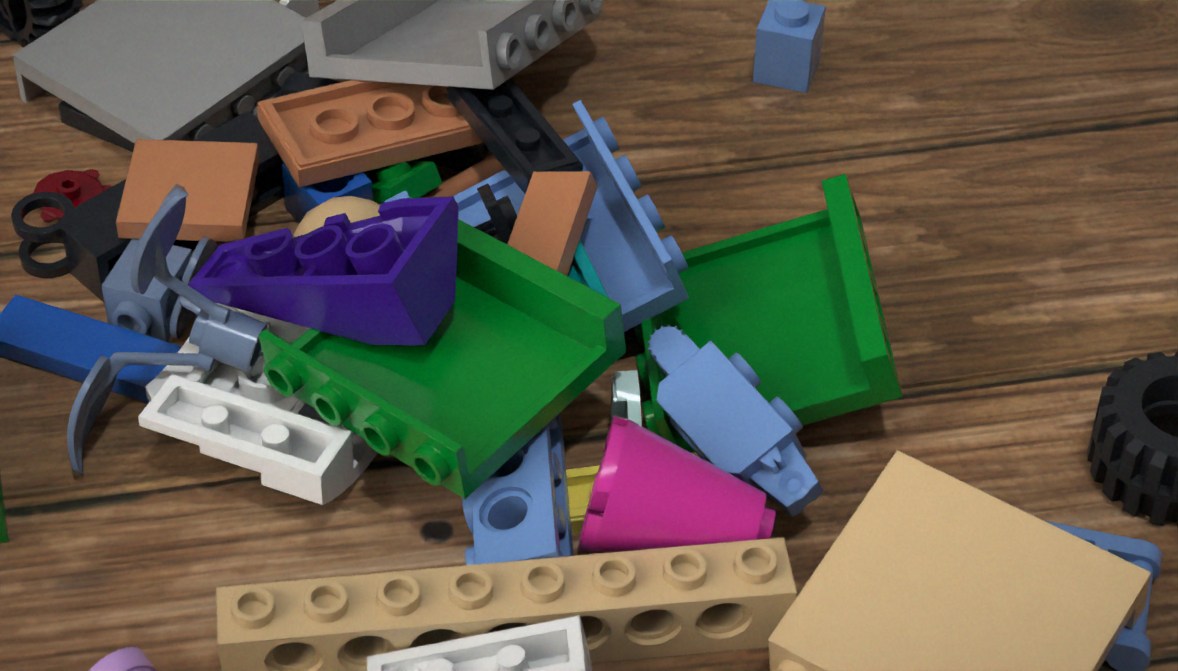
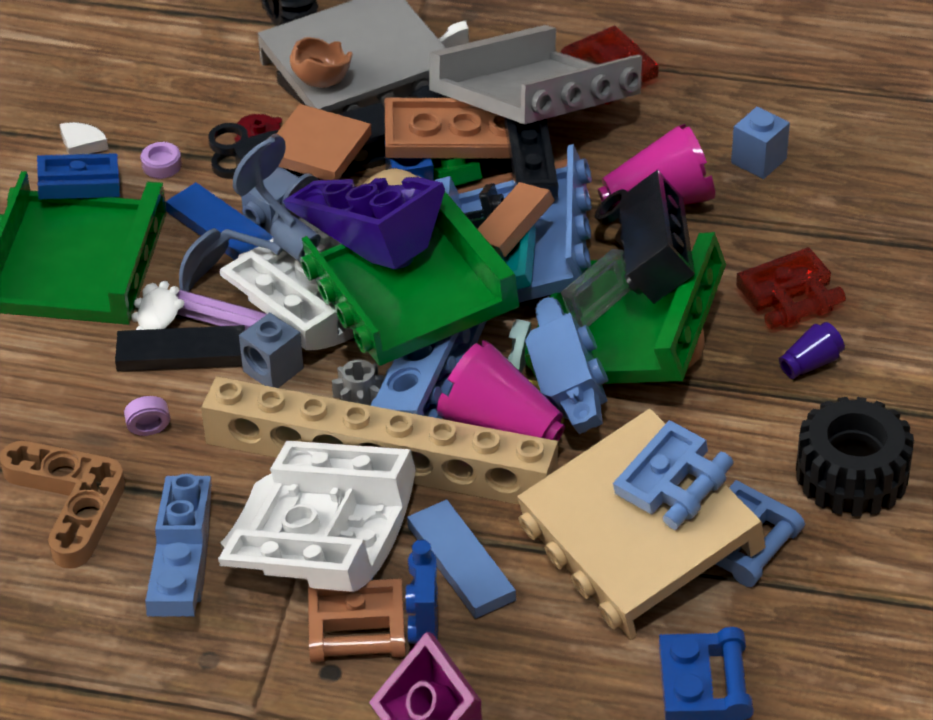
camera: 25 degrees right, 0 degrees up
(47, 503) = (157, 306): none -> white piece
(113, 556) = (178, 348): none -> black tile
(138, 74) = (319, 62): none -> nougat hair
(162, 484) = (216, 311): none -> lavender axle
(268, 522) = (271, 351): none -> sand blue brick
(427, 534) = (357, 382): none -> light grey gear
(695, 115) = (678, 160): none -> dark pink cone
(709, 292) = (597, 288): none -> clear tile
(749, 203) = (652, 235): none -> black hinge
(925, 219) = (785, 279): none -> clear red plate
(974, 537) = (662, 466): none -> medium blue plate
(1024, 303) = (812, 350): none -> dark purple cone

